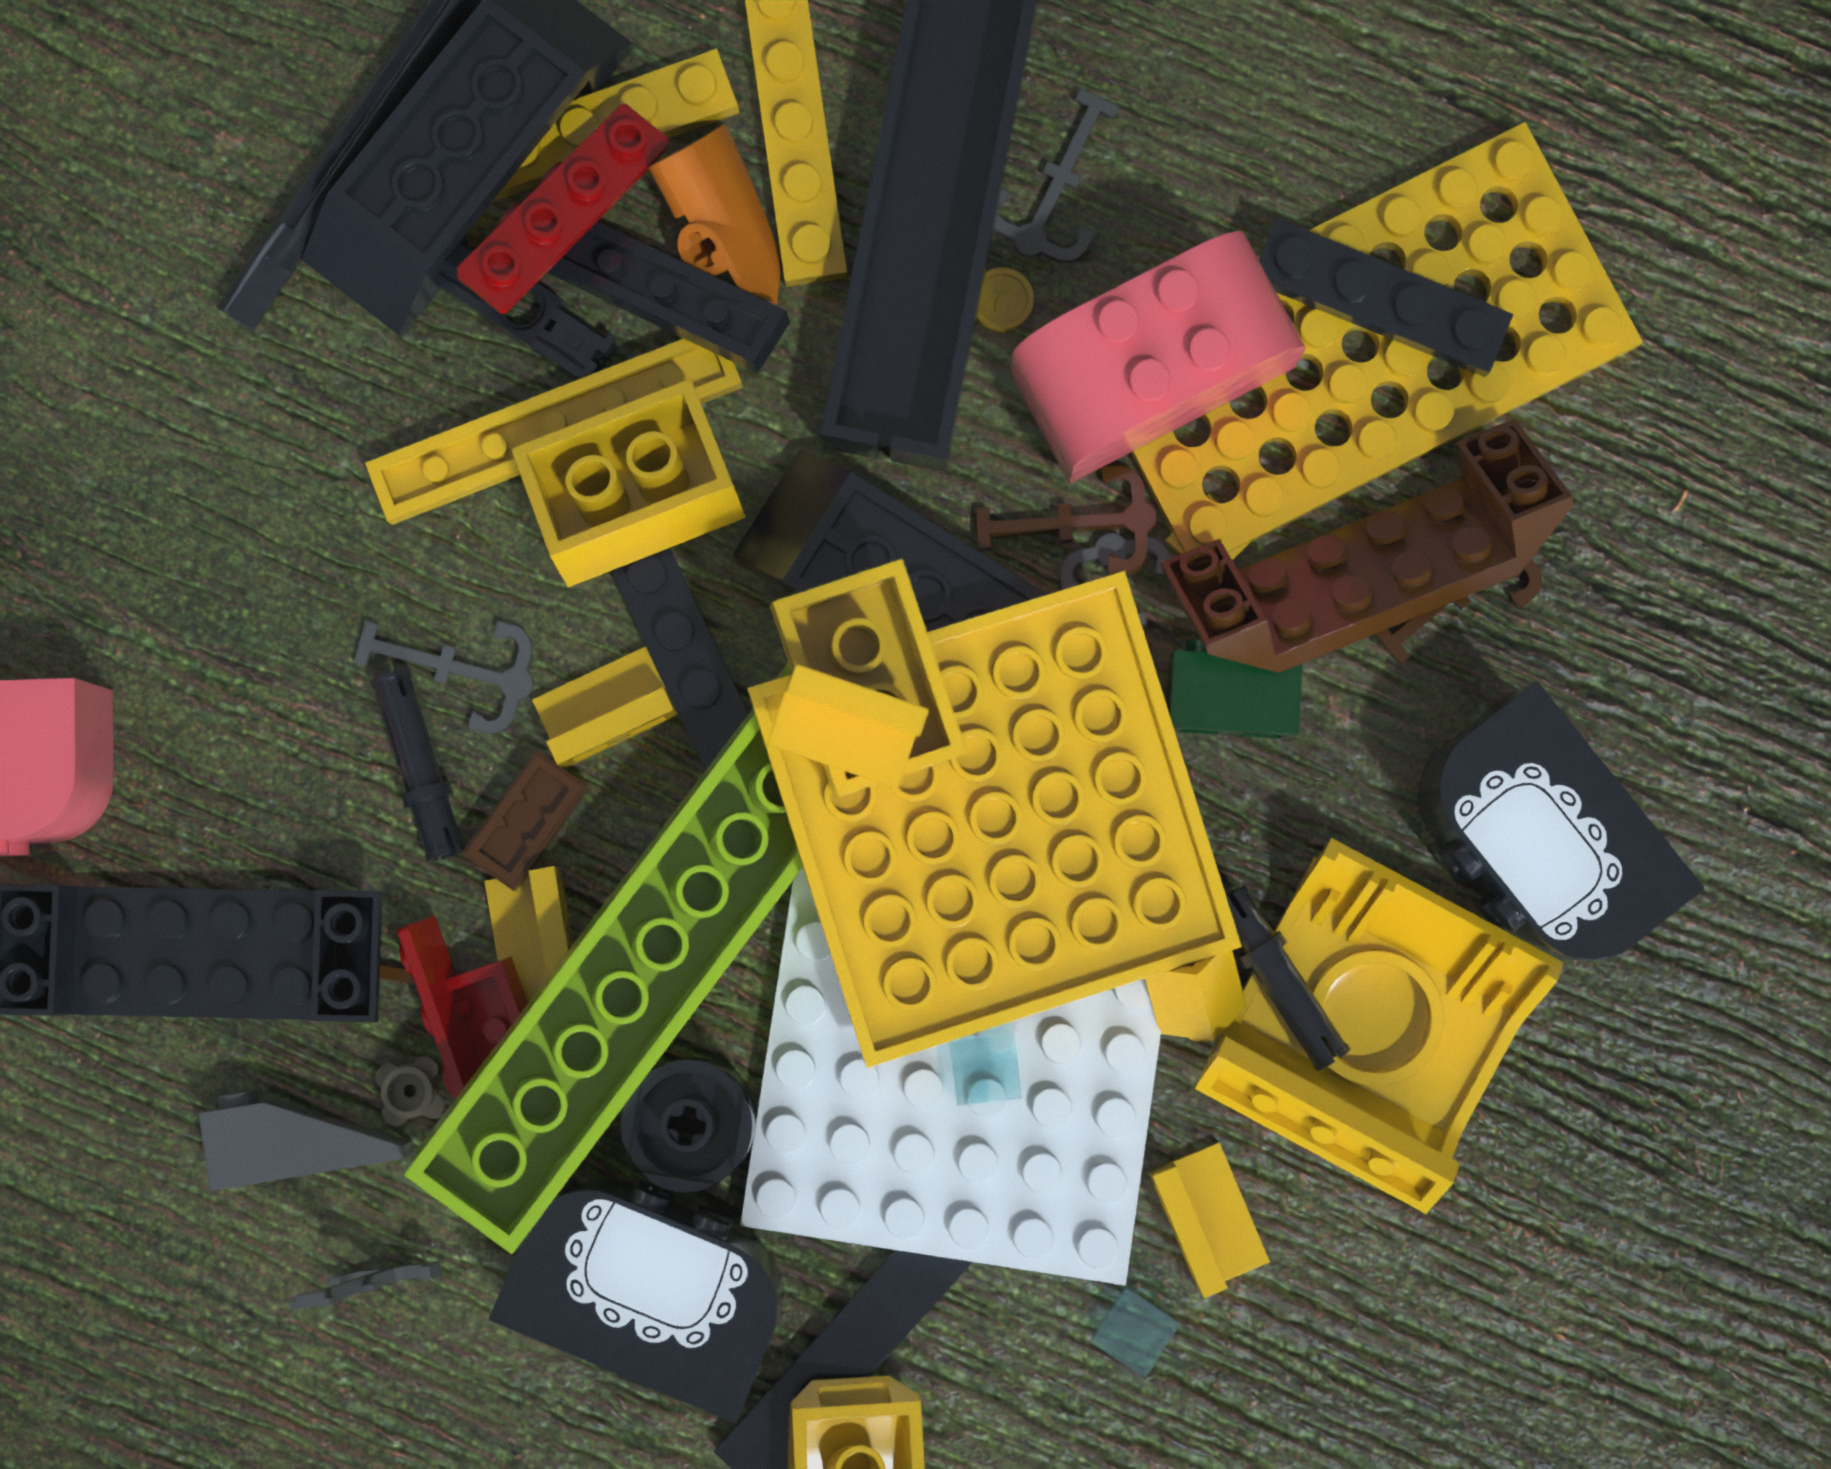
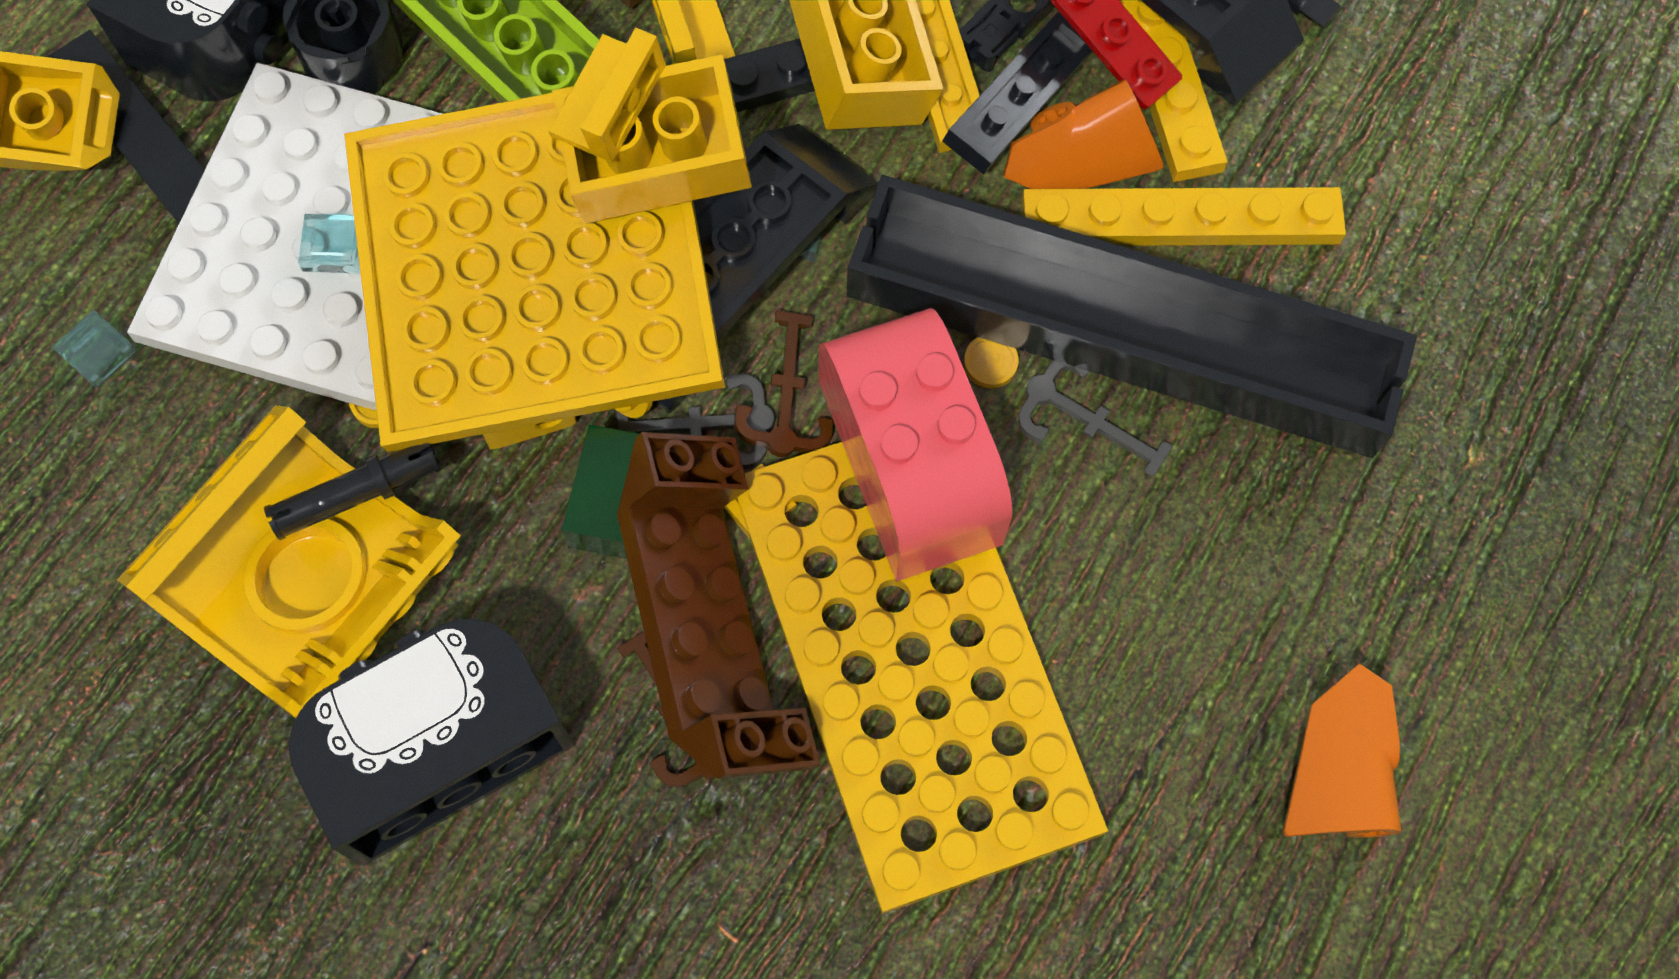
camera: 90 degrees right, 15 degrees down
(1197, 998) = (348, 420): yellow brick -> none
(1209, 1218) = (169, 412): yellow panel -> none
(1384, 298) = (949, 665): black plate -> none

